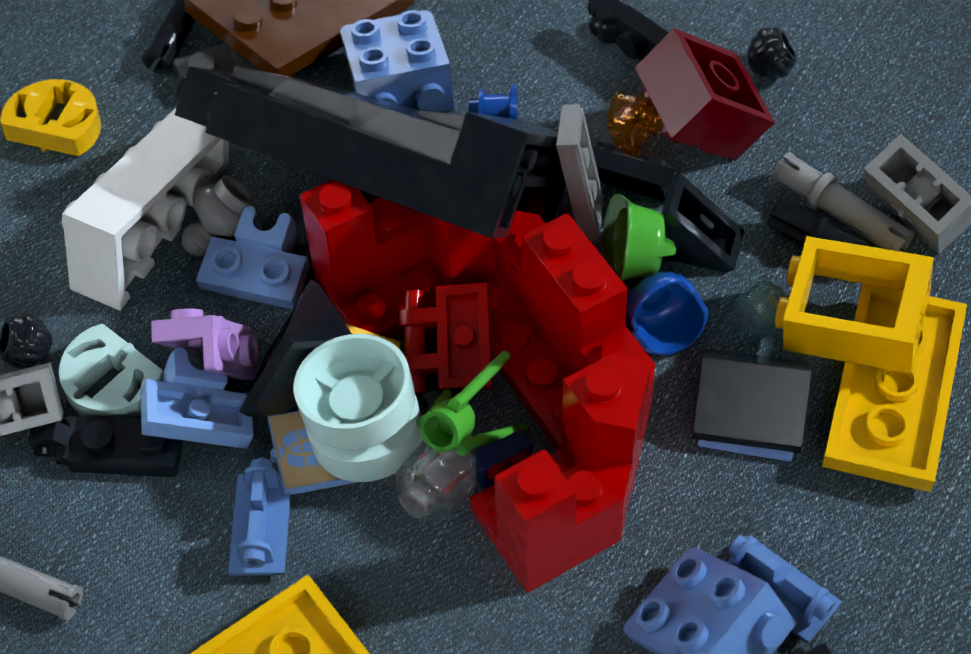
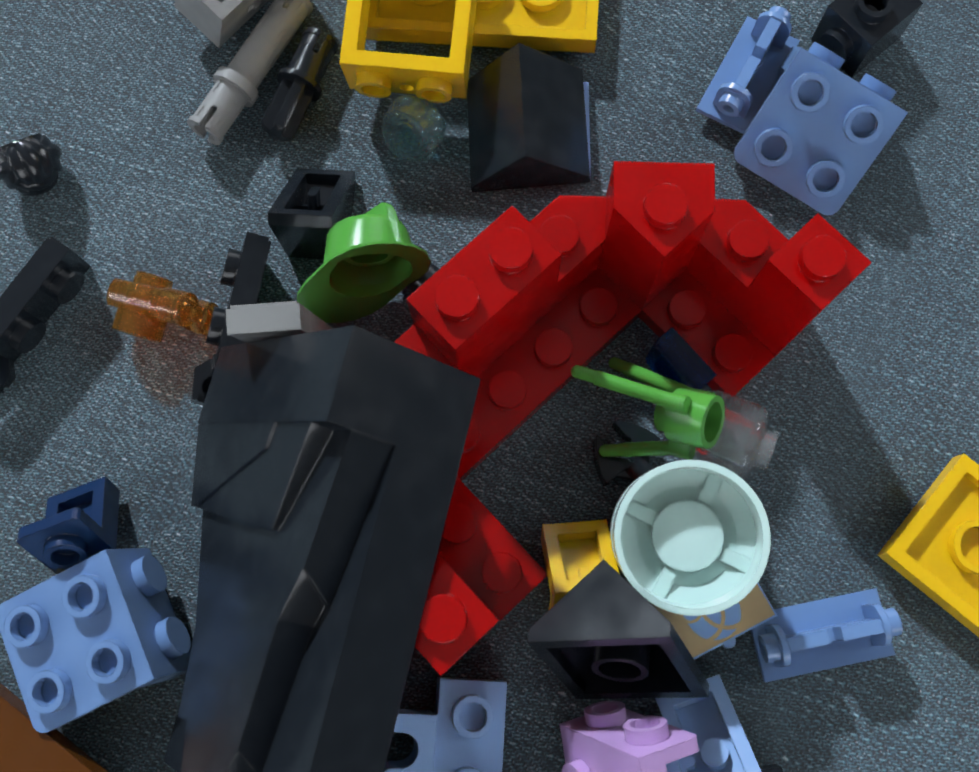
camera: 100 degrees left, 20 degrees up
(463, 335) = (529, 443): red plate -> none
(476, 62) = (74, 526): none -> dark blue bracket
(496, 104) = (162, 483): blue brick -> none
(665, 313) = (440, 219): blue hair -> none
(703, 95) = (121, 218): dark red brick -> none

